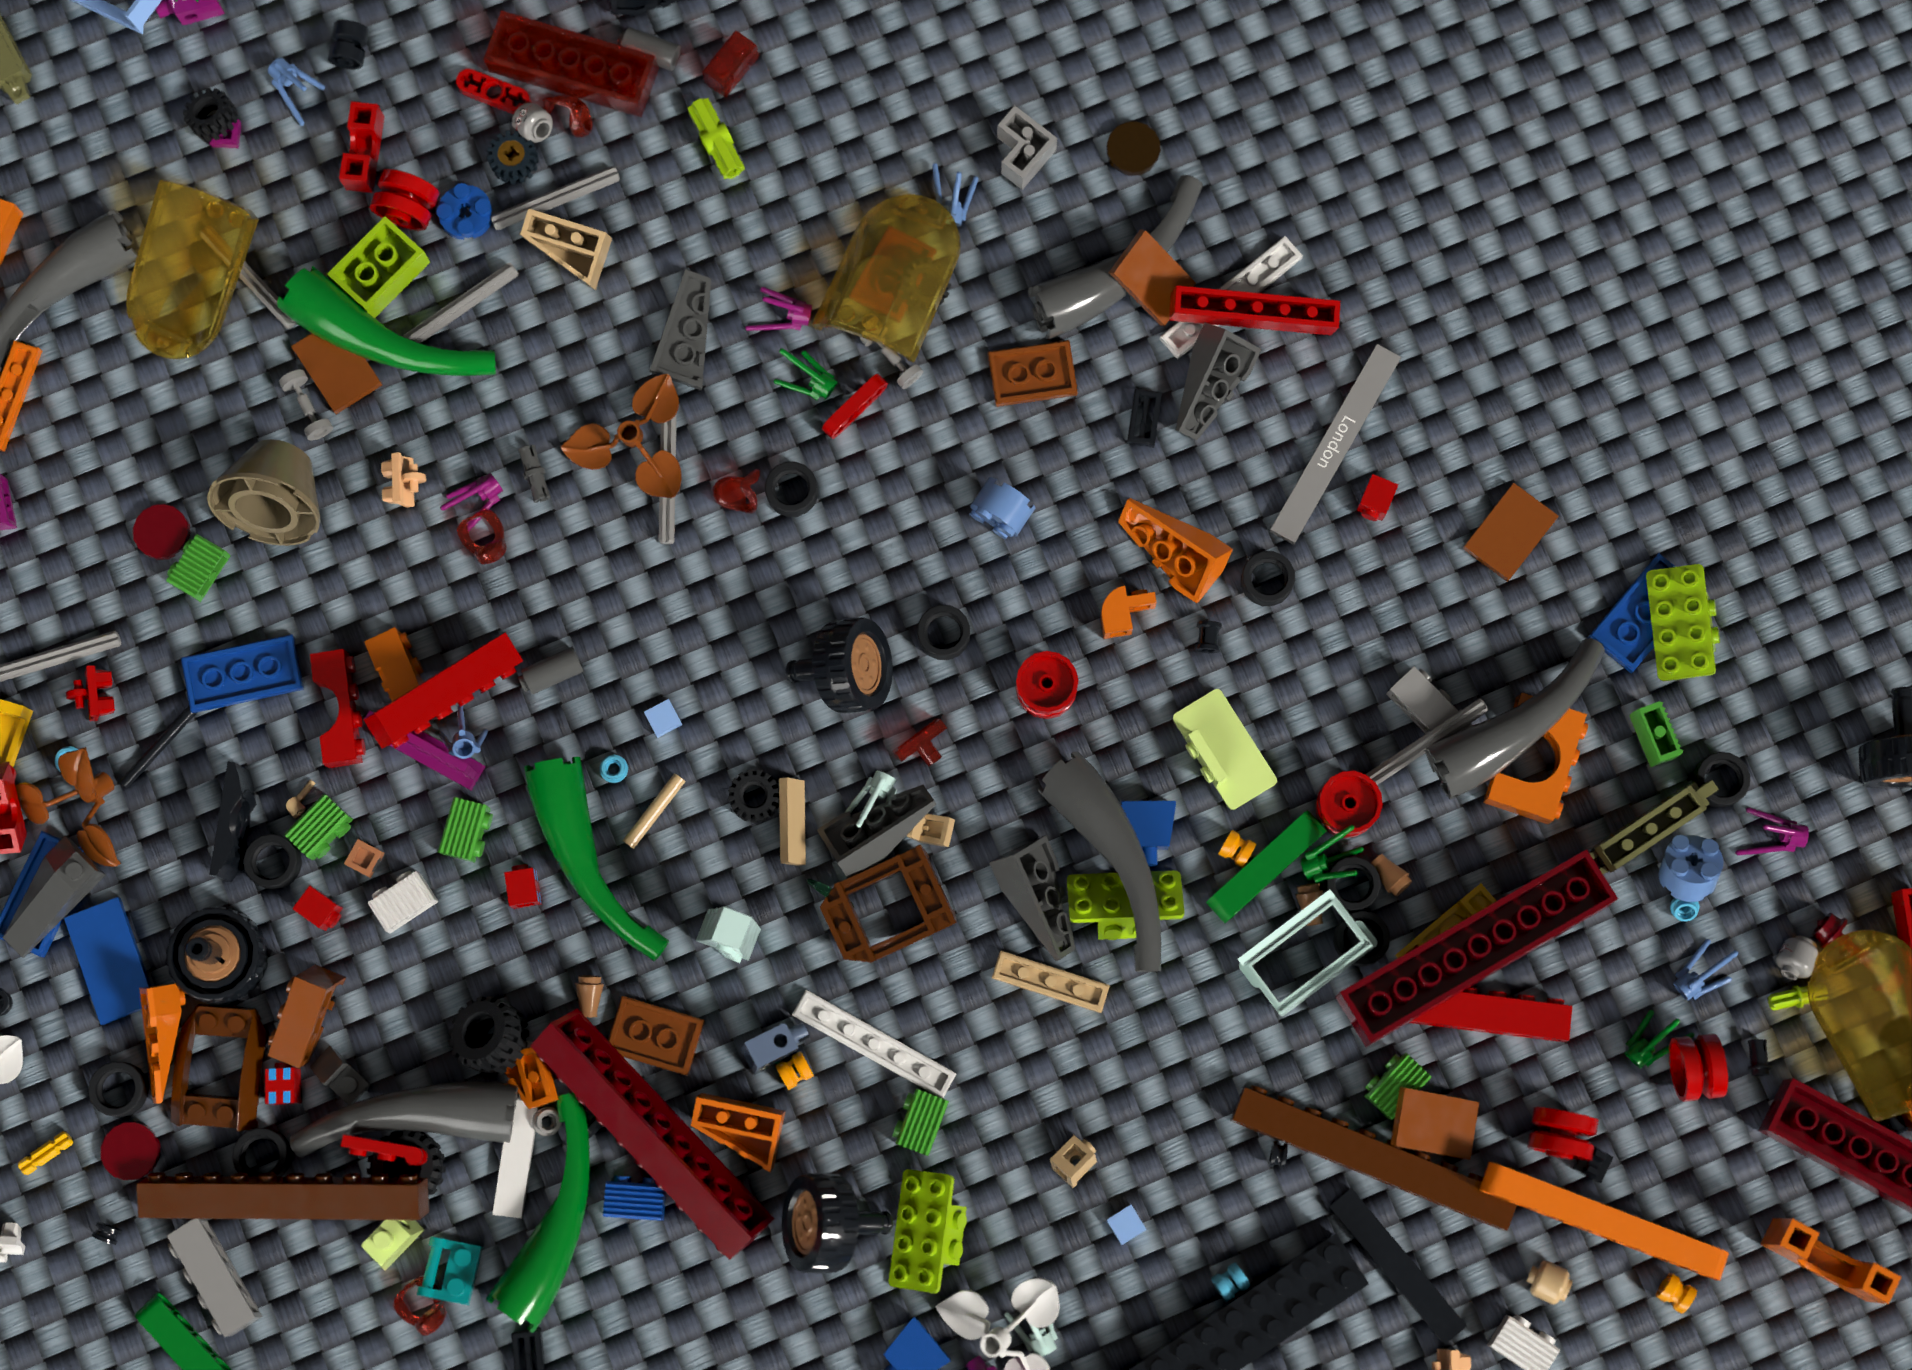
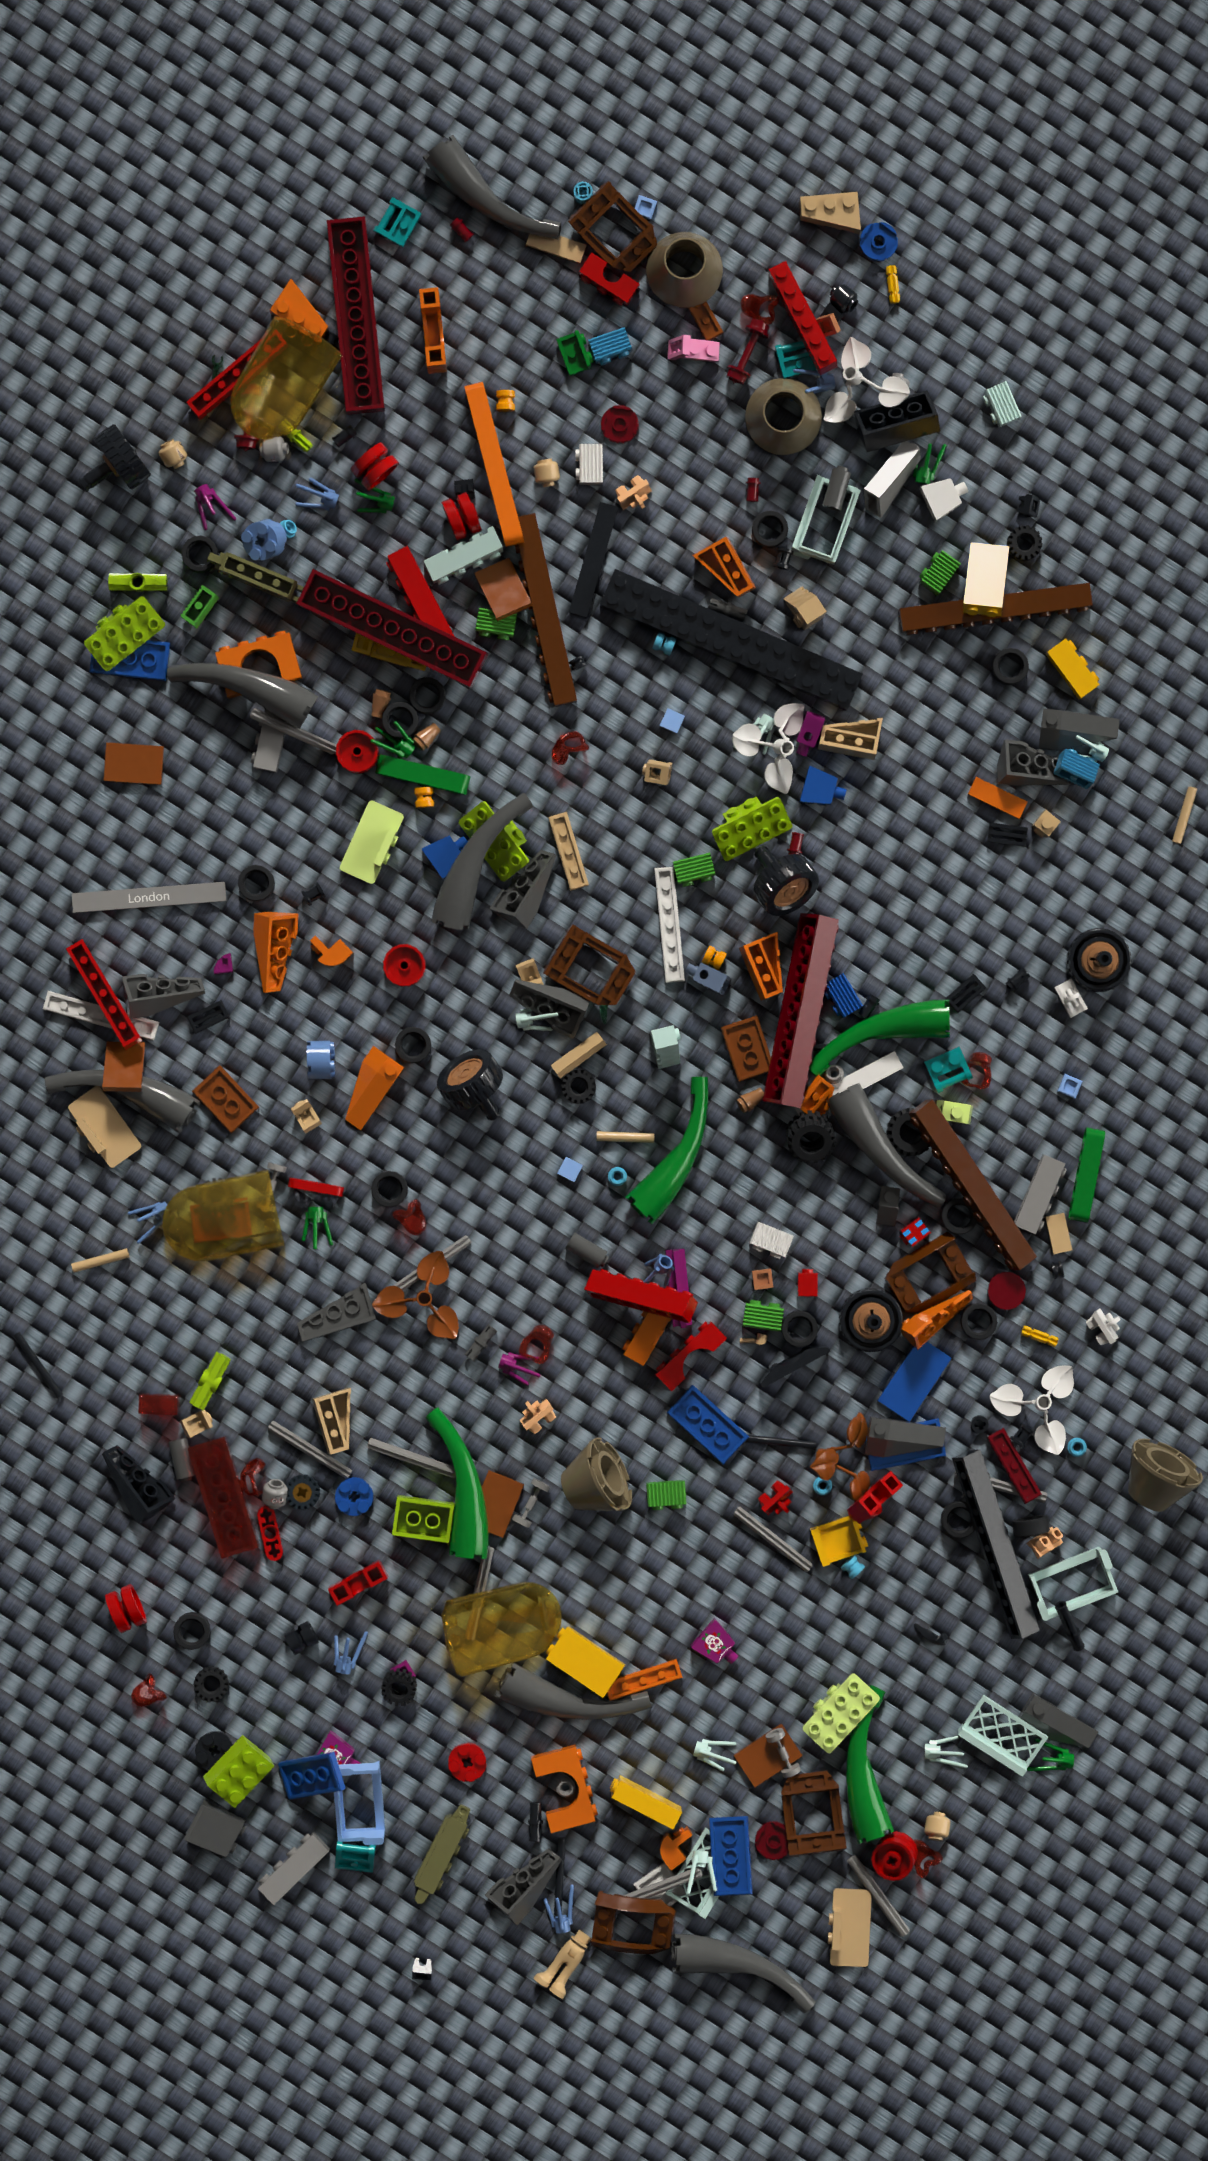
camera: 125 degrees left, 10 degrees up
(77, 341) = (584, 1661): none -> yellow brick
(84, 141) = (464, 1751): none -> red plate
(150, 1267) = (1058, 1233): none -> tan tile
(161, 531) = (660, 1531): dark red tile -> none
(303, 1015) = (869, 1248): dark orange wedge -> none
(385, 1150) = (909, 1145): red plate -> none
(404, 199) = (373, 1532): red wheel -> none
(465, 830) = (708, 1234): bright green brick -> none
(522, 886) = (717, 1179): red brick -> none
(598, 1225) = (869, 1006): none -> black pin
(678, 90) = (196, 1423): none -> tan bracket
(798, 312) = (281, 1259): magenta plant -> none
(864, 1273) = (796, 843): none -> dark red pin
(922, 743) = (484, 1013): clear red tile -> none
(932, 558) = (374, 1081): none -> orange wedge
(944, 109) = (100, 1260): none -> tan piece
(946, 450) = (306, 1115): none -> tan bracket
(1030, 146) = (89, 1192): light grey brick -> none
(1095, 211) = (103, 1127): none -> tan bracket
(1133, 148) = (48, 1133): dark brown tile -> none
(1181, 1056) = (561, 751): none -> clear red piece
(1194, 477) = (224, 964): none -> magenta tile
(1284, 932) = (425, 699): light aqua piece -> none
(1377, 498) = (167, 852): red brick -> none
(1508, 1103) = (464, 556): none -> light aqua wedge
(1743, 668) = (124, 582): none -> lime piece
(1870, 830) = (172, 454): none -> tan head

